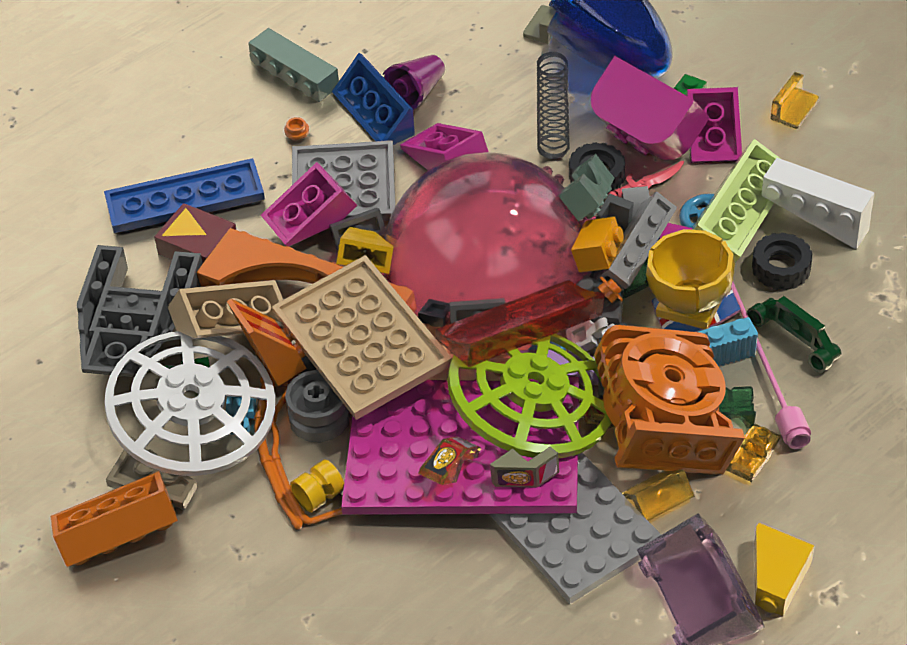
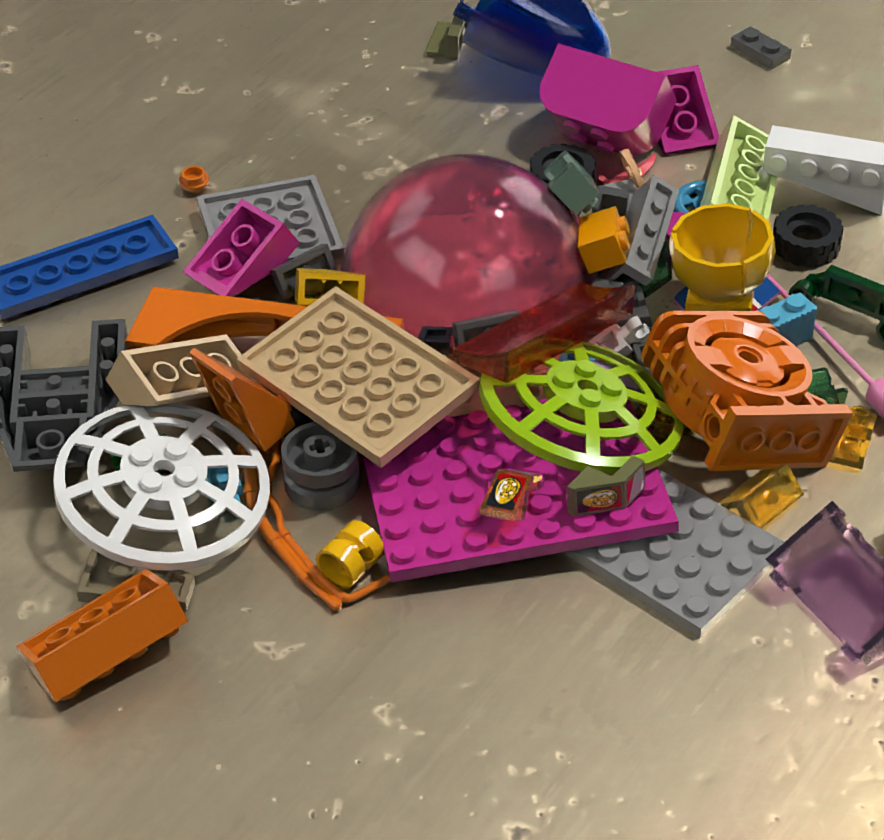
camera: 15 degrees left, 5 degrees down
(191, 232) = (102, 298): dark red brick -> none
(293, 64) = (170, 113): sand green brick -> none
(374, 102) = (281, 137): blue slope -> none
(415, 78) = (316, 112): magenta cone -> none
(443, 143) = (371, 170): dark pink slope -> none
(539, 108) = (488, 151): dark grey piece -> none
(610, 289) = (639, 285): orange plate -> none
(651, 178) = (631, 168): none -> light nougat wheel
(792, 103) = (755, 83): clear yellow panel -> none
(815, 74) = (761, 47): none -> dark grey plate

